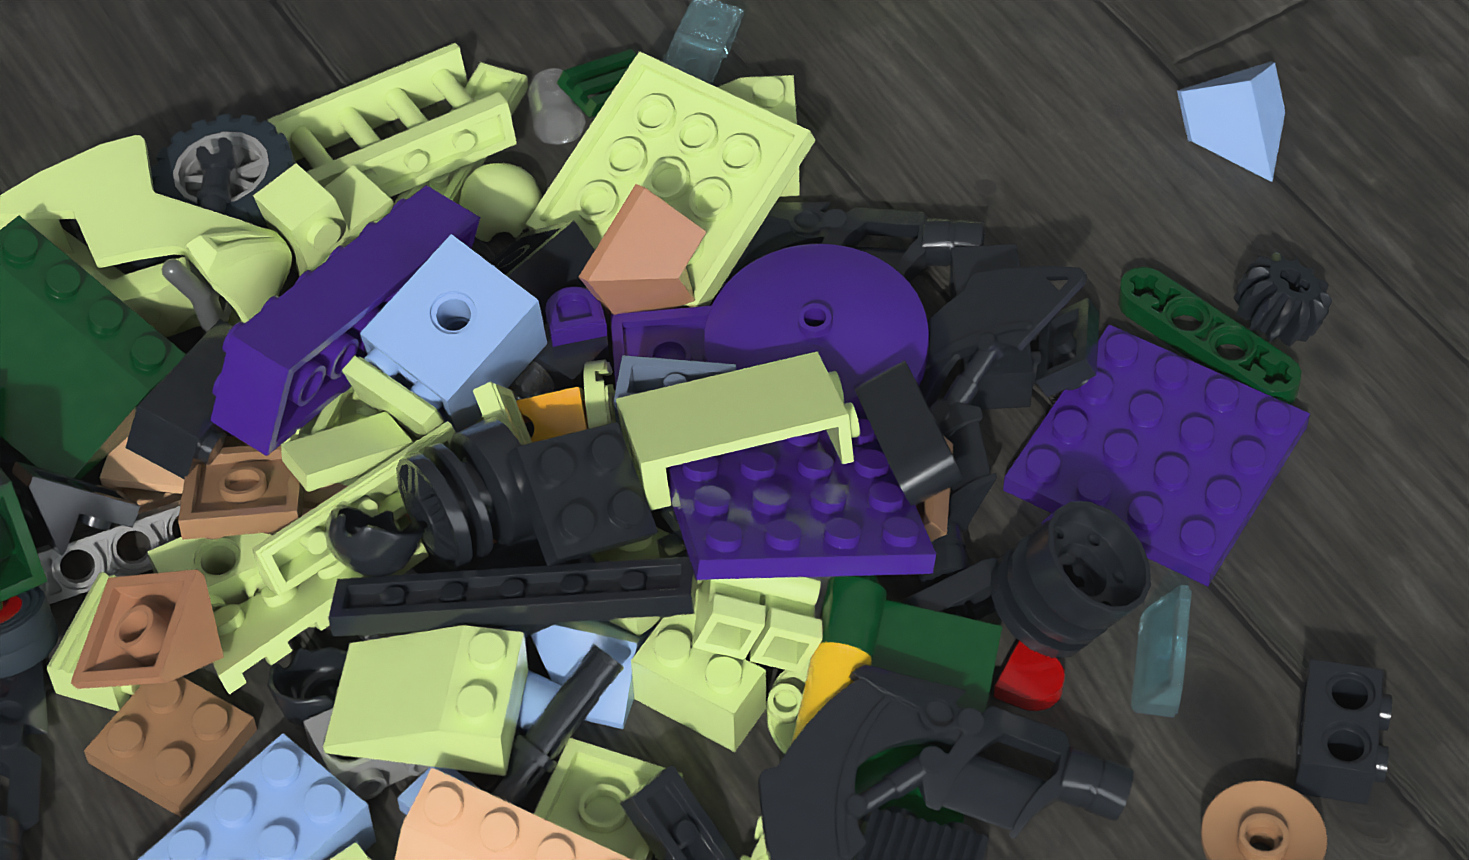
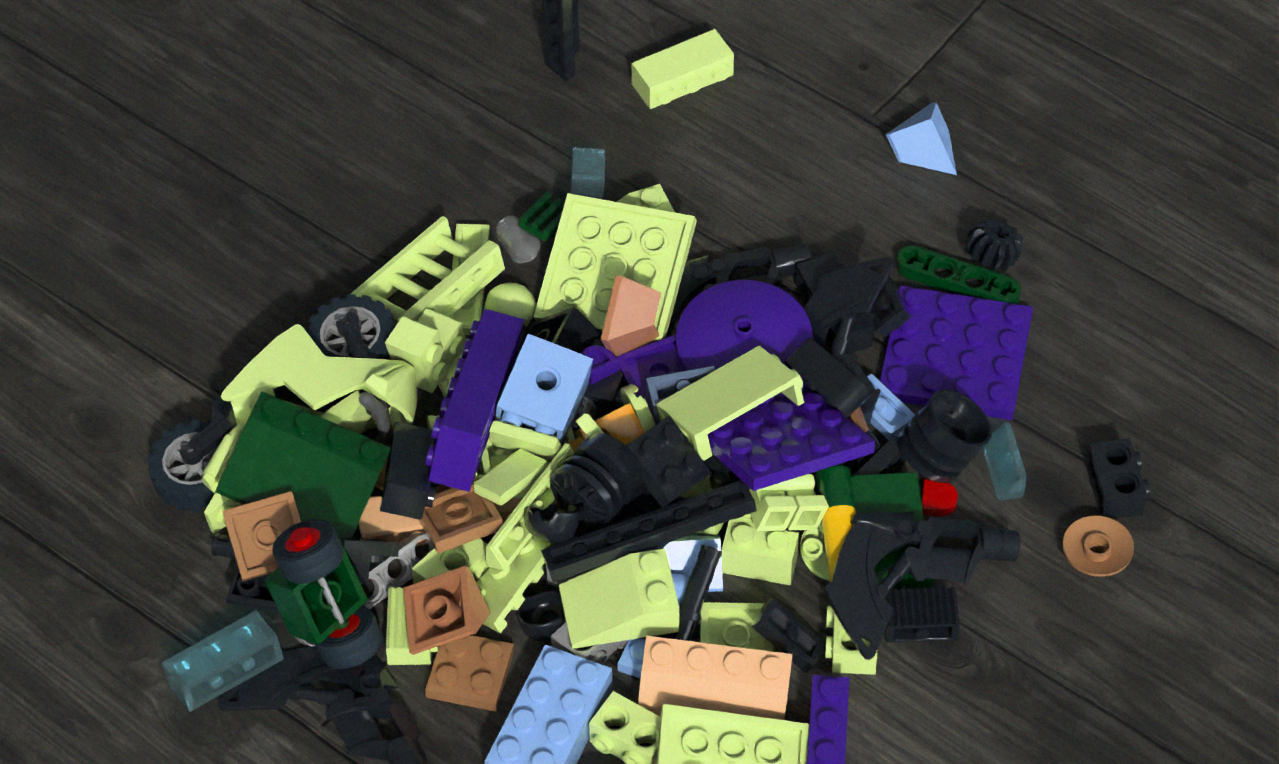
camera: 20 degrees left, 0 degrees up
(1005, 511) = (889, 413): none -> light blue plate

